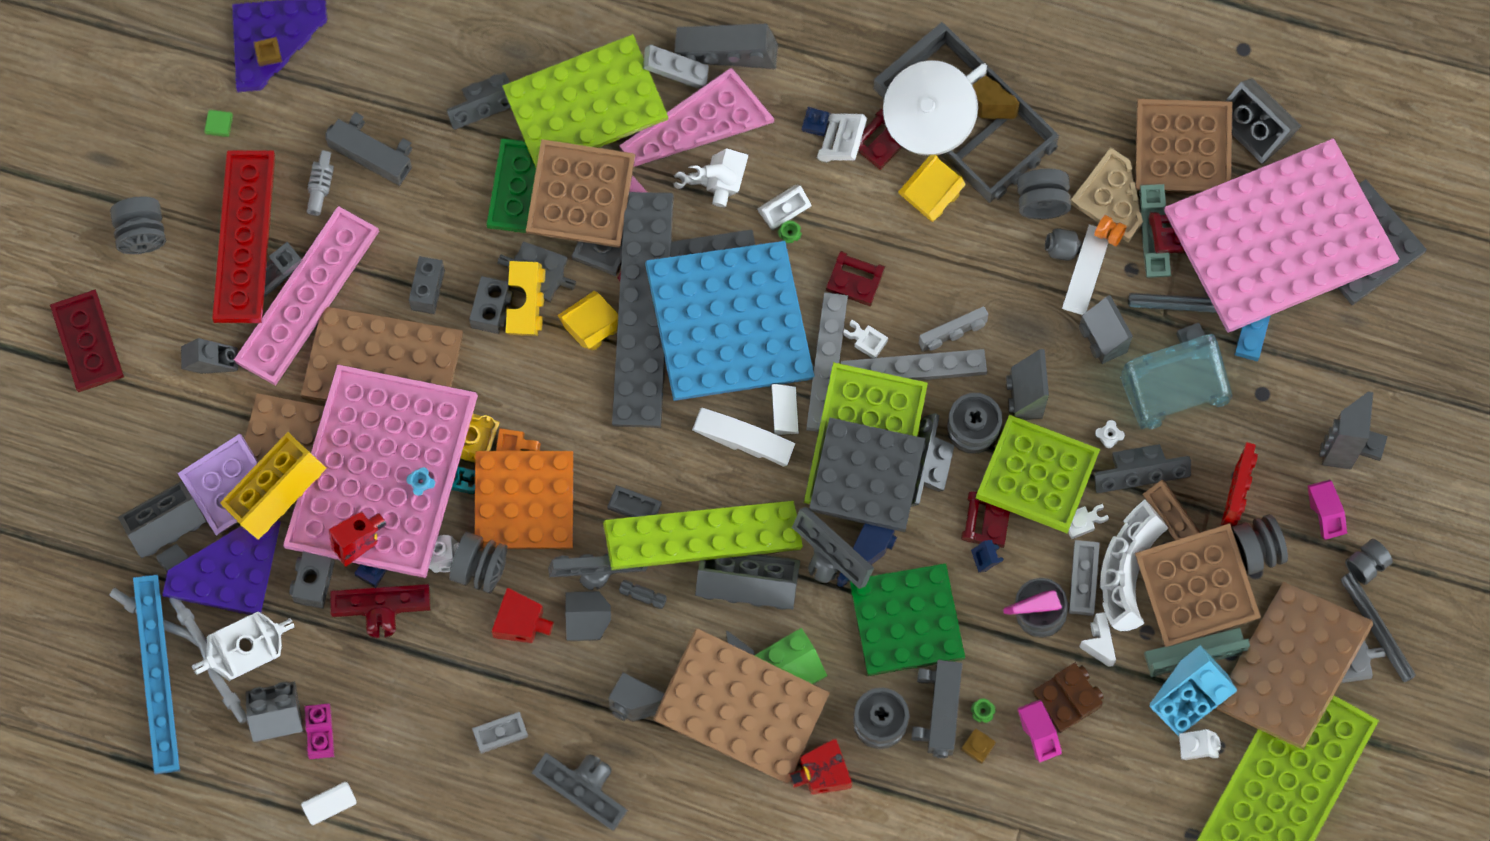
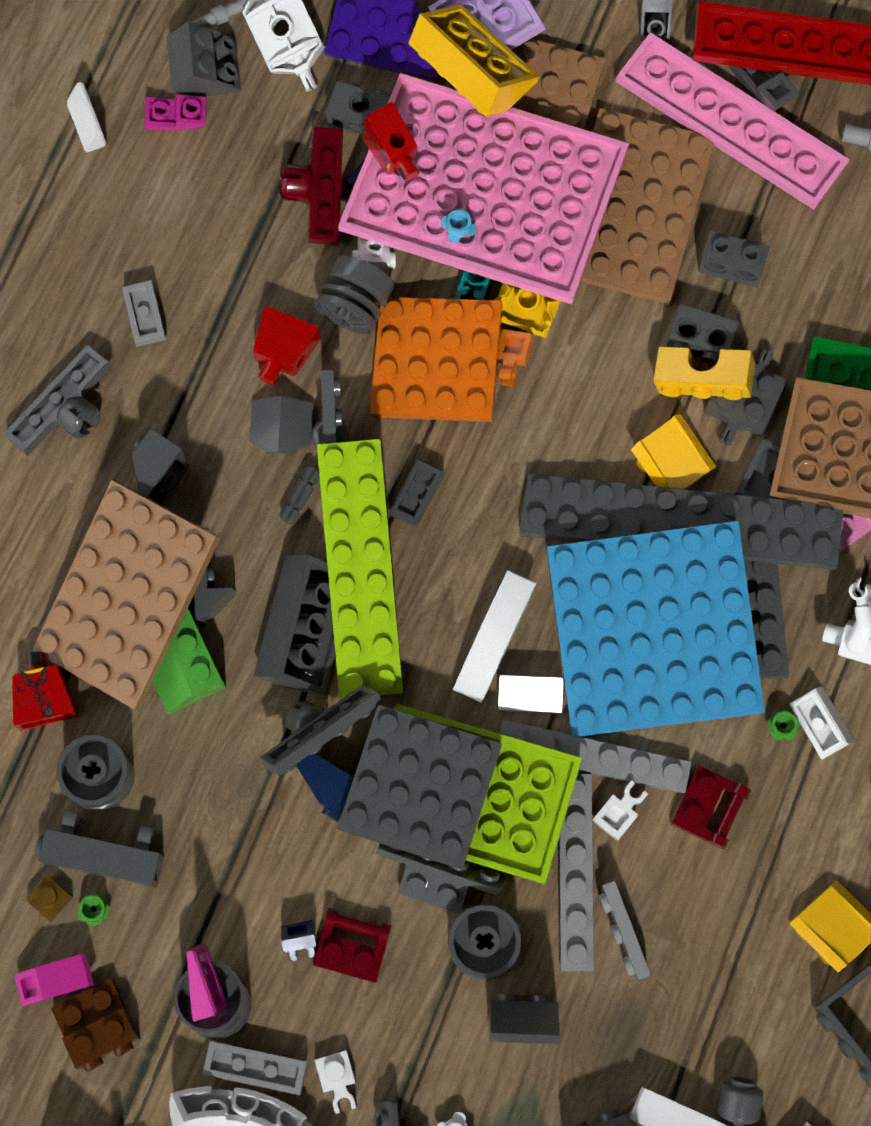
camera: 100 degrees right, 5 degrees up
(907, 620) = (226, 826): green plate -> none
(1038, 473) = (404, 1022): lime plate -> none
(1044, 194) = (814, 1082): dark grey wheel -> none
(1102, 646) = (155, 1077): white slope -> none

